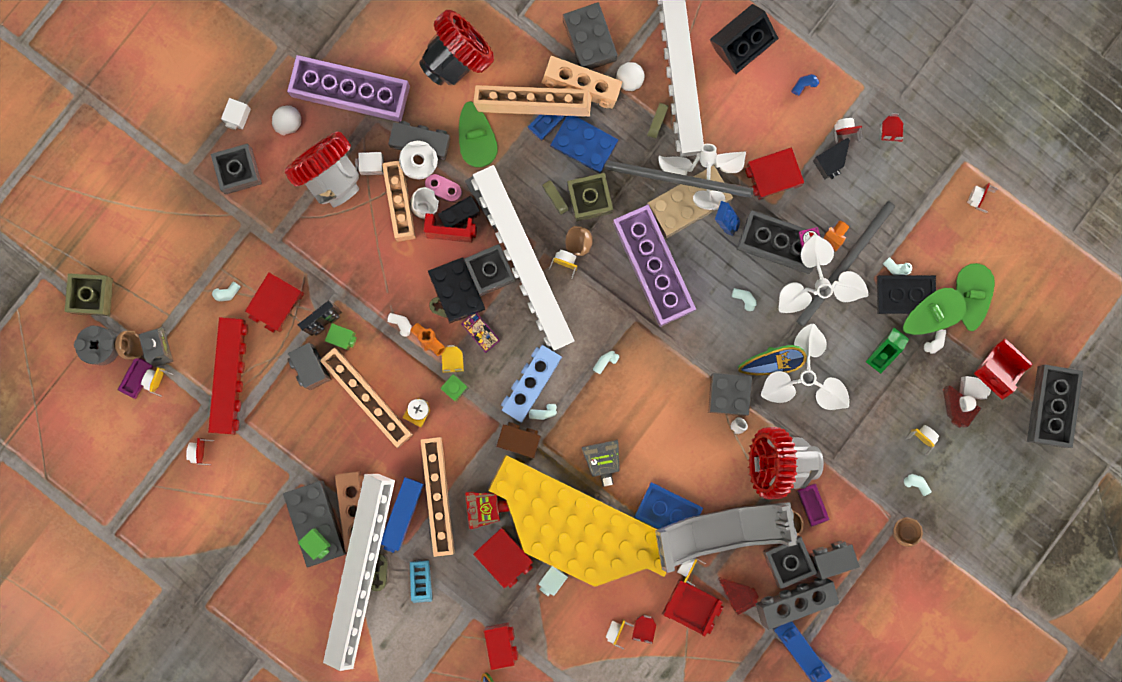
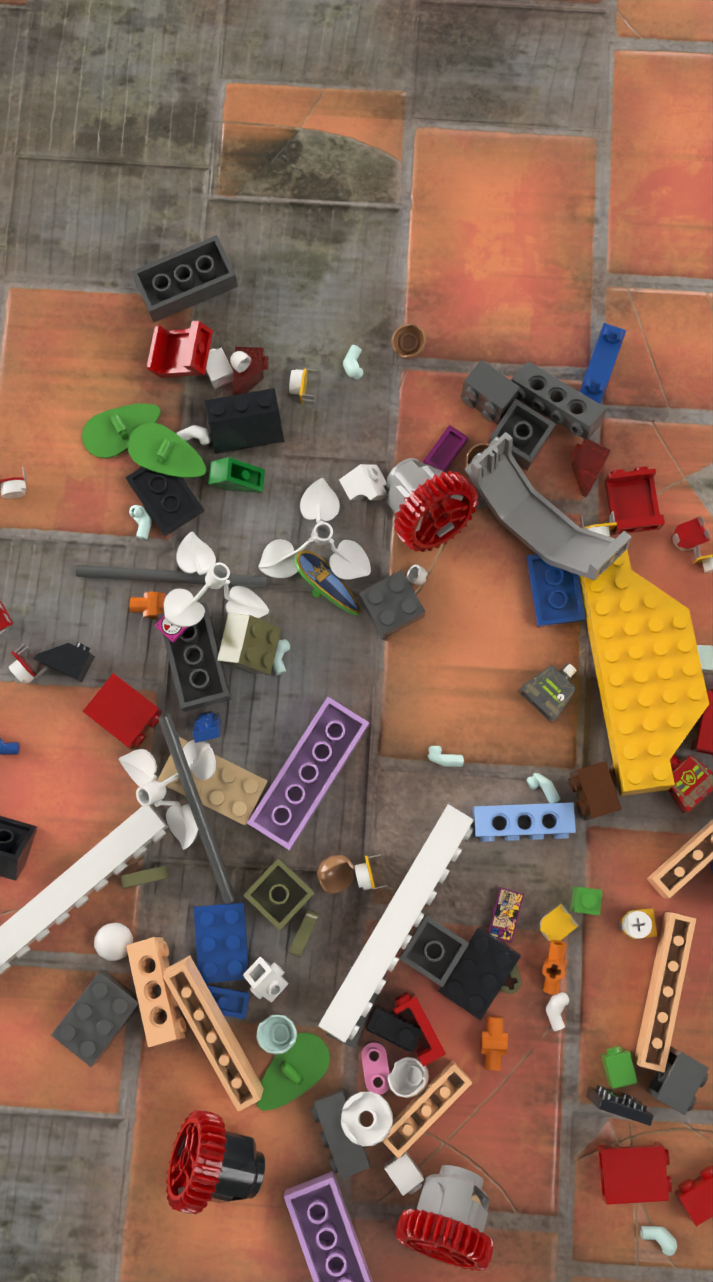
camera: 125 degrees left, 5 degrees down
(408, 270) = (494, 1043): none -> orange axle
(505, 139) = (276, 1034): none -> light aqua hair
(539, 153) = (265, 979): none -> white brick
(765, 282) = (249, 644): none -> olive brick
(825, 433) = (363, 482): none -> white brick
(923, 381) = (244, 421): none -> black slope

